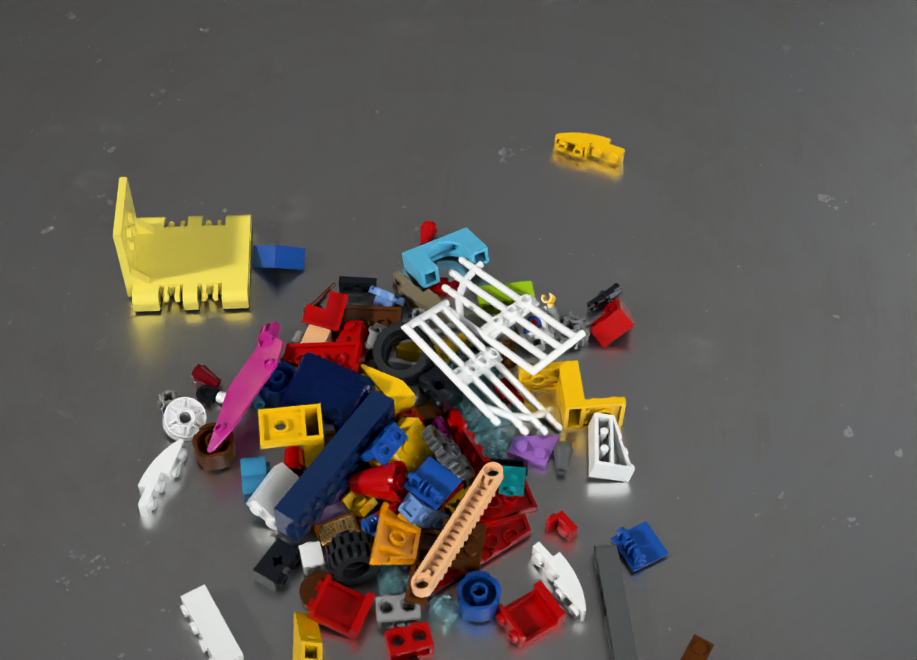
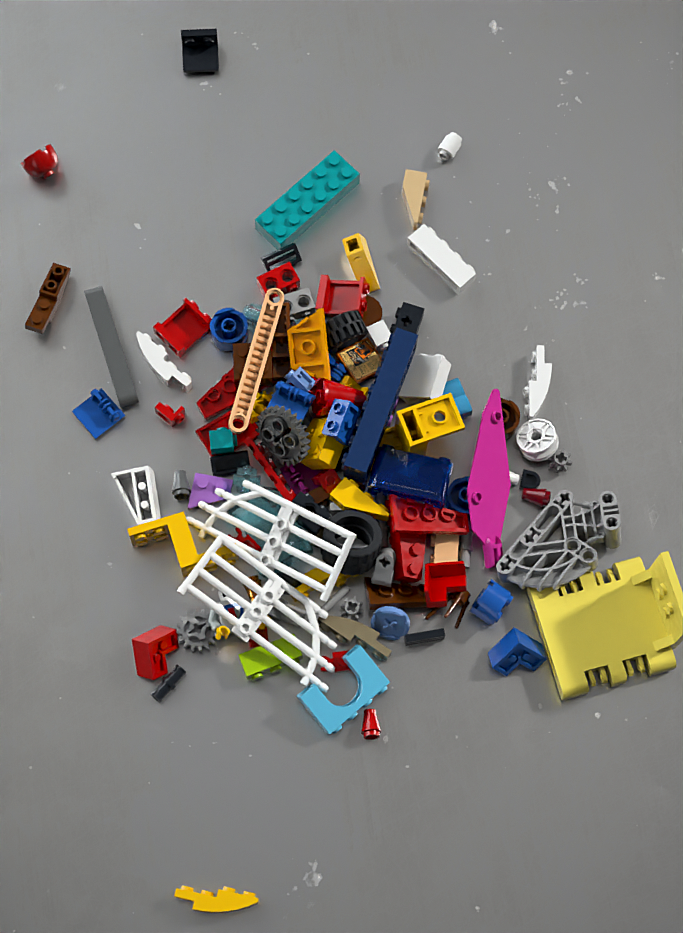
camera: 165 degrees right, 20 degrees up
(155, 331) = (532, 548): none -> light grey beam
(287, 293) = (490, 602): none -> blue brick

